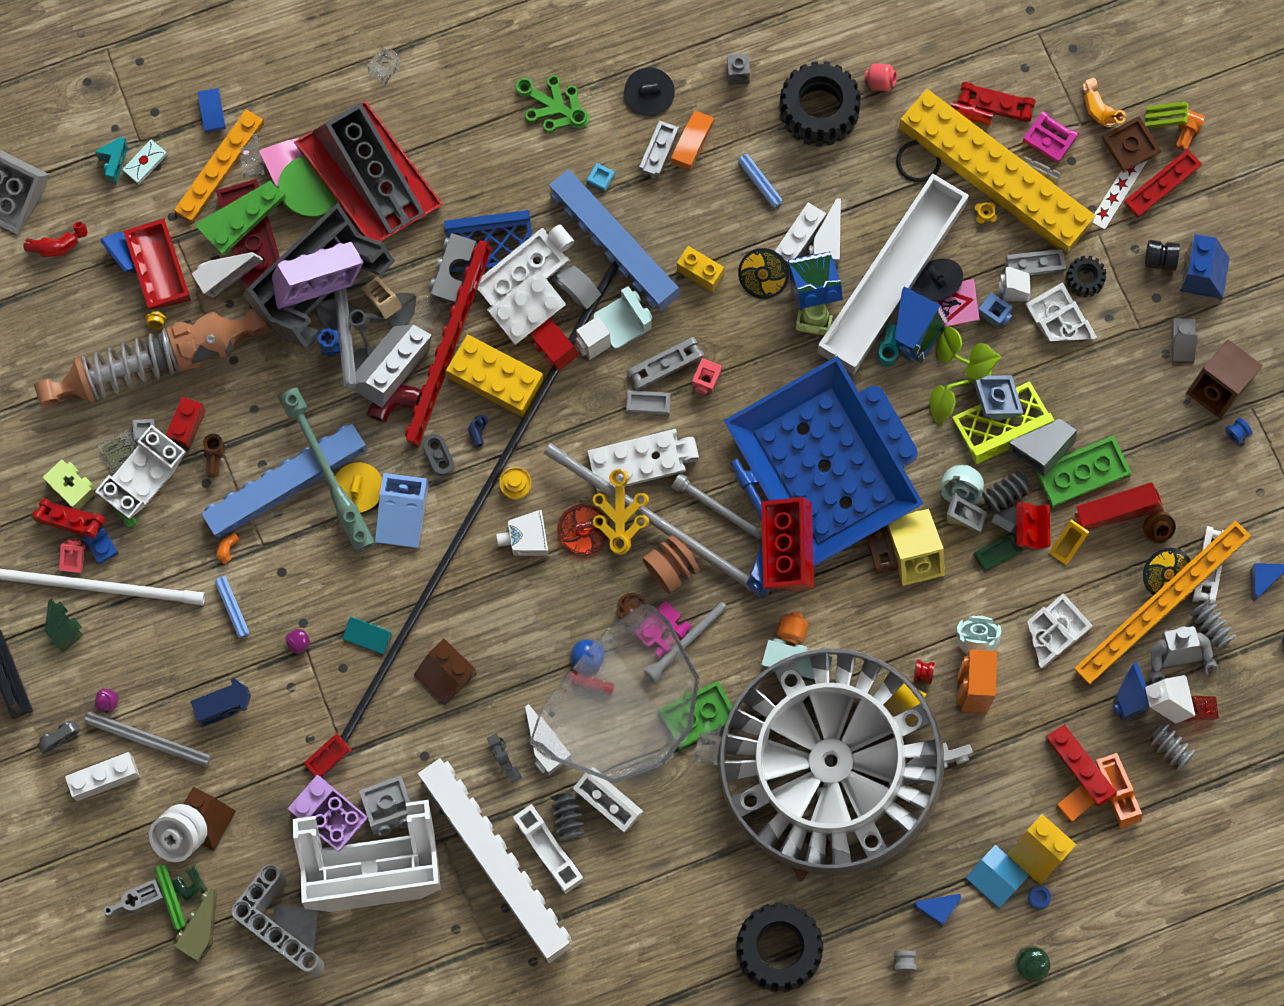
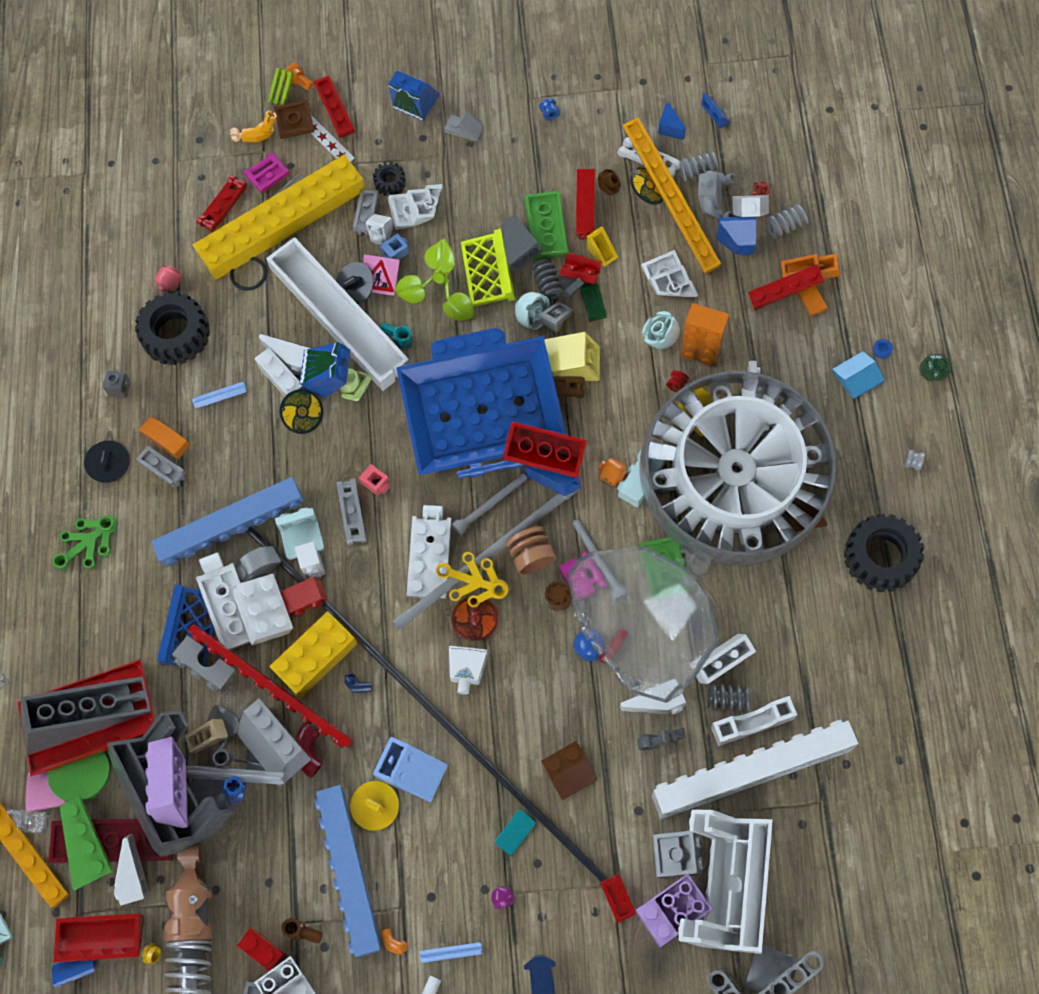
camera: 70 degrees left, 5 degrees down
(346, 510) = (398, 818): sand green bar -> none
(439, 455) = (369, 724): dark grey plate -> none
(515, 483) = (416, 664): yellow plate -> none
(600, 177) = (167, 520): medium azure tile -> none
(648, 403) = (380, 535): light grey tile -> none
(700, 269) = (279, 460): yellow brick -> none
(918, 325) = (387, 304): blue slope -> none
(938, 908) = (877, 422): blue slope -> none
(973, 113) = (230, 215): red pin -> none
(981, 208) = (307, 231): yellow plate -> none
(998, 397) = (469, 264): sand blue slope -> none
(1041, 849) = (848, 331): yellow slope -> none
(1163, 255) = (392, 121): black wheel -> none
(1224, 378) = (505, 106): reddish brown slope -> none

